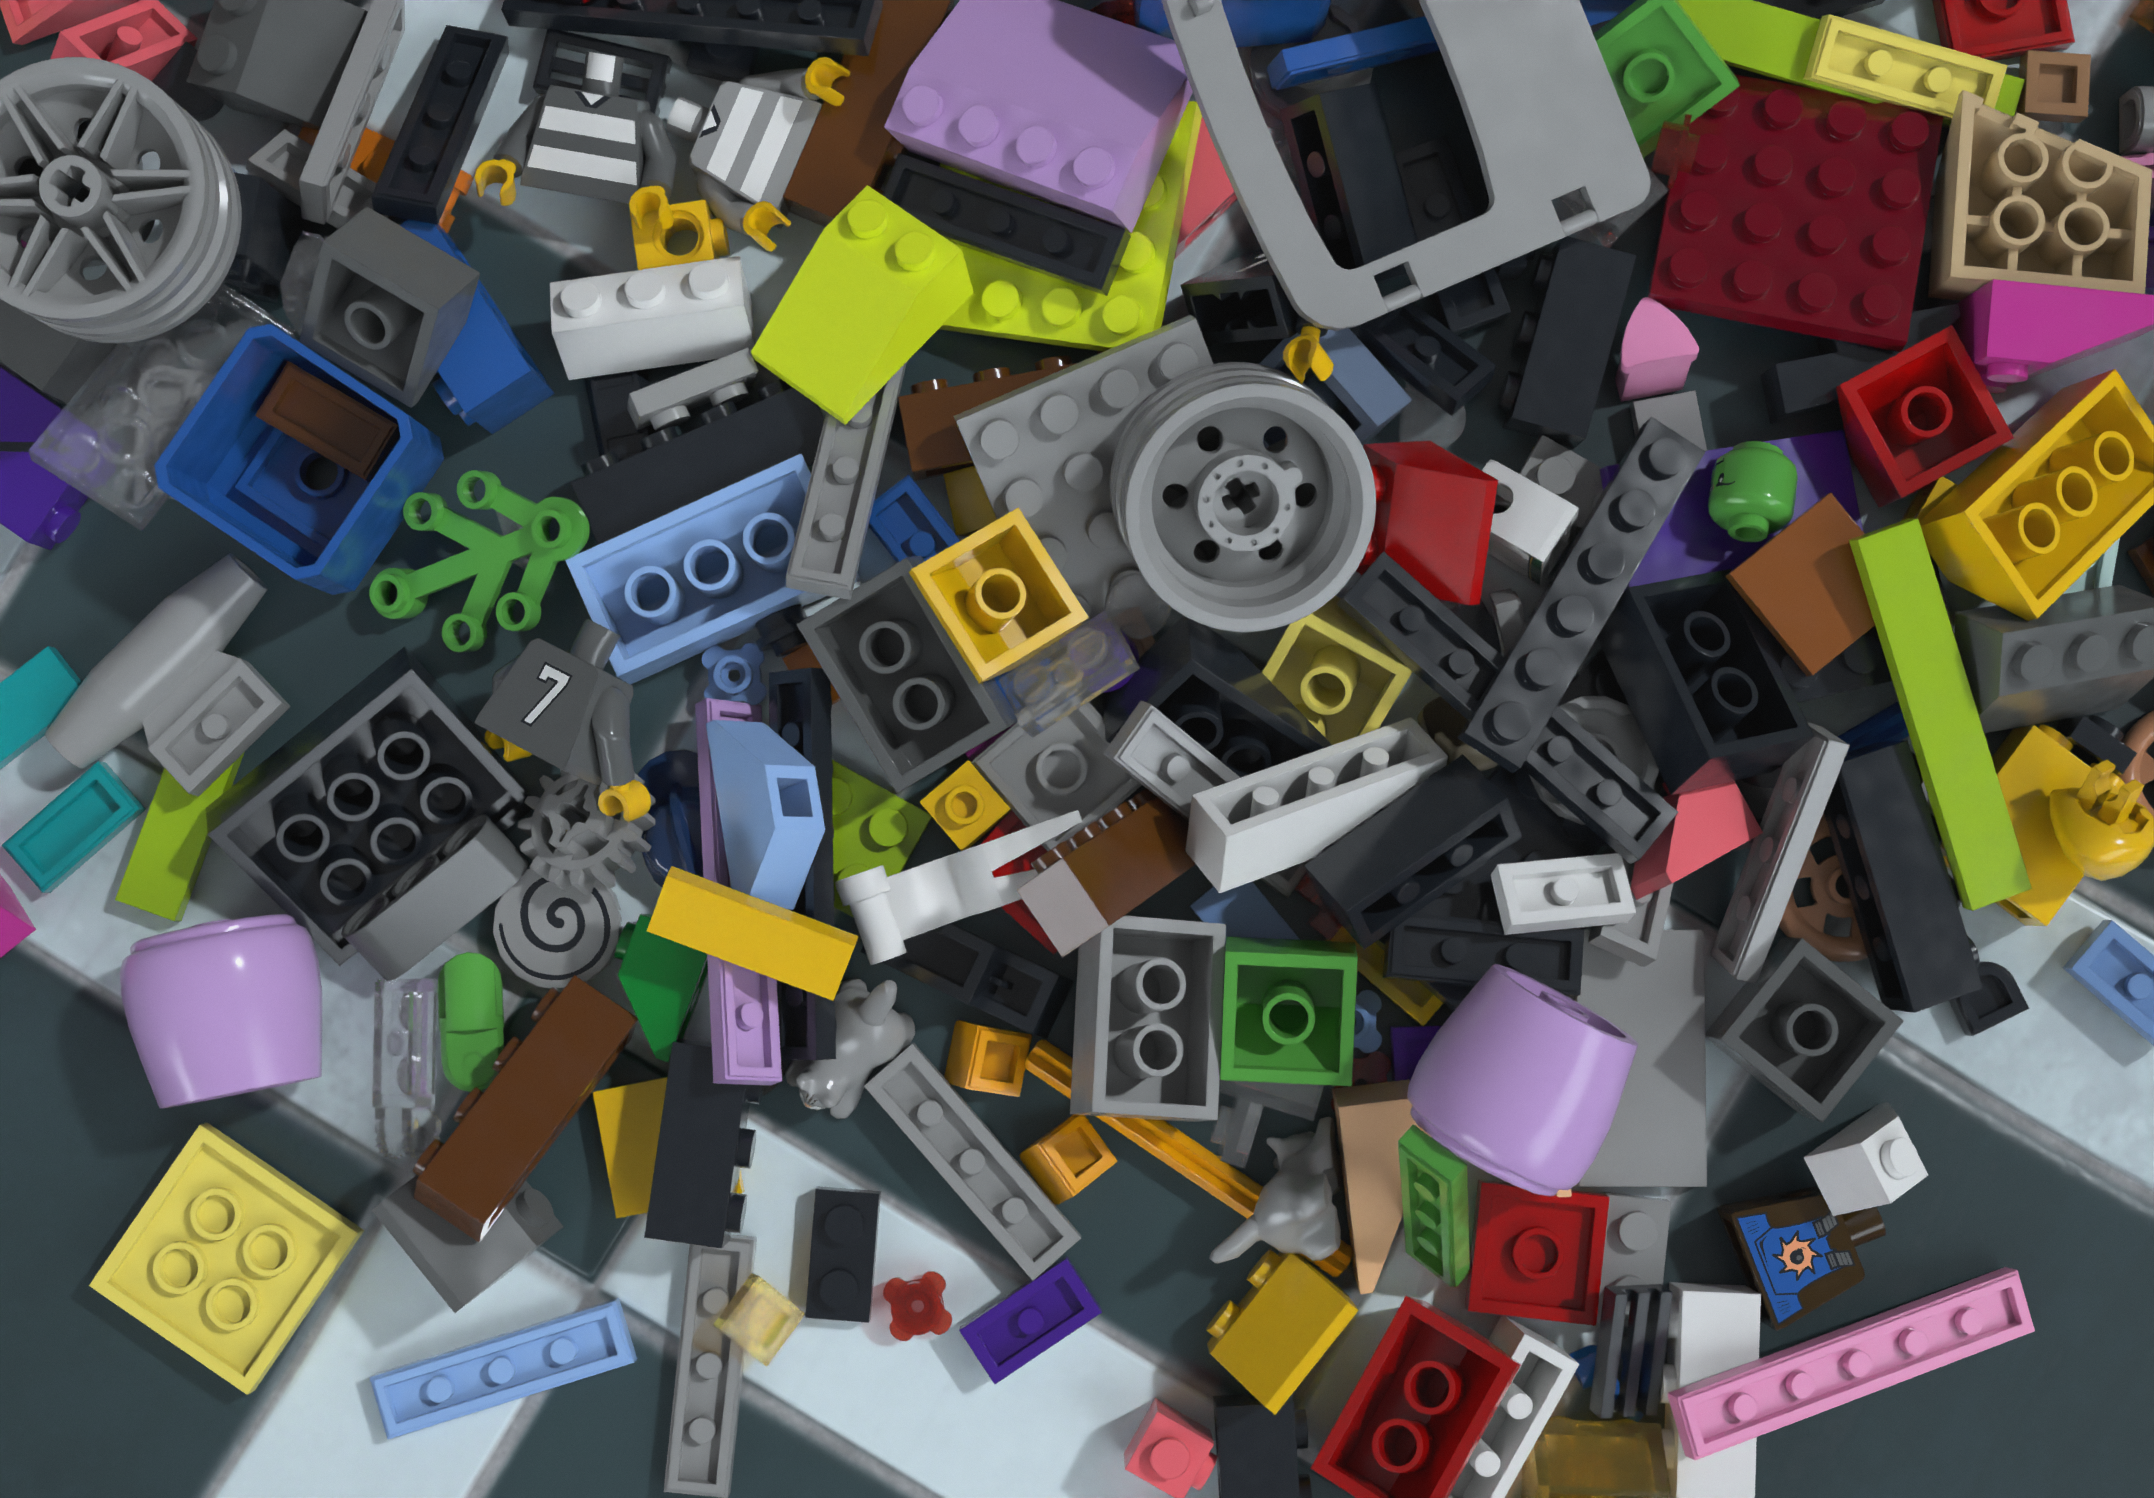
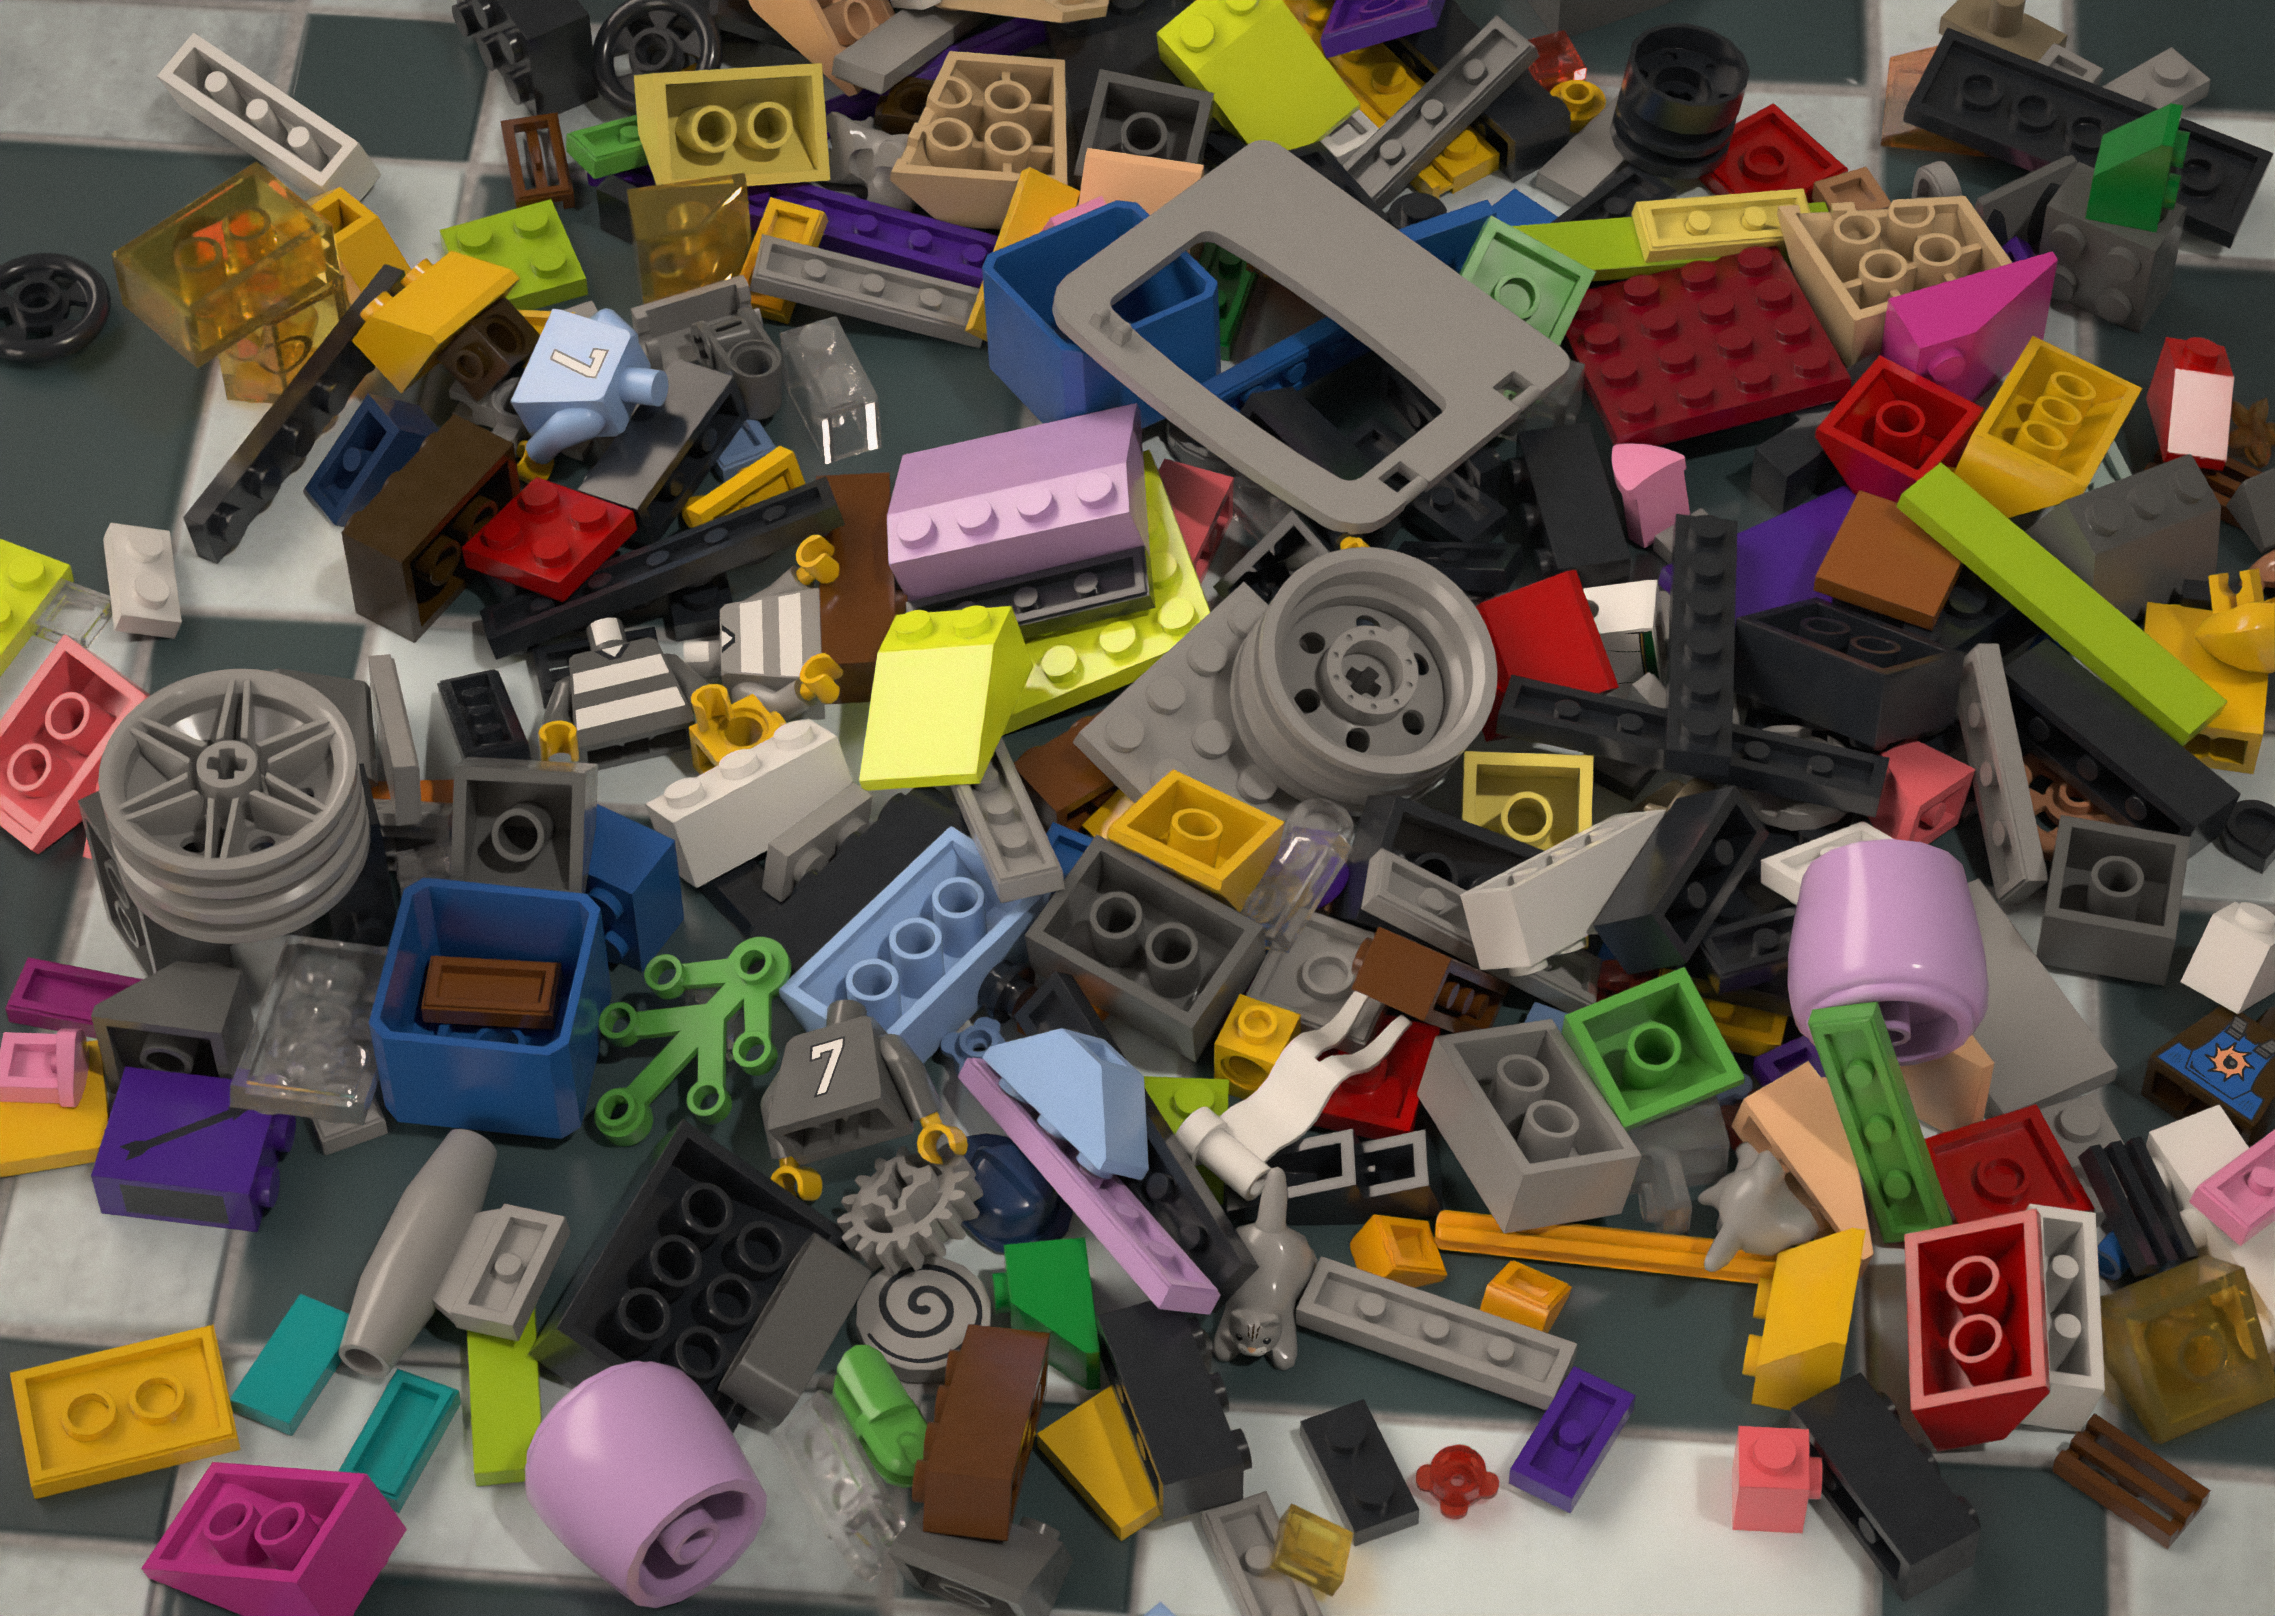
camera: 25 degrees left, 35 degrees down
(752, 933) = (1126, 1169): yellow tile -> none
(1675, 150) = (1572, 334): clear red plate -> none
(1753, 491) = (1792, 527): bright green head -> none

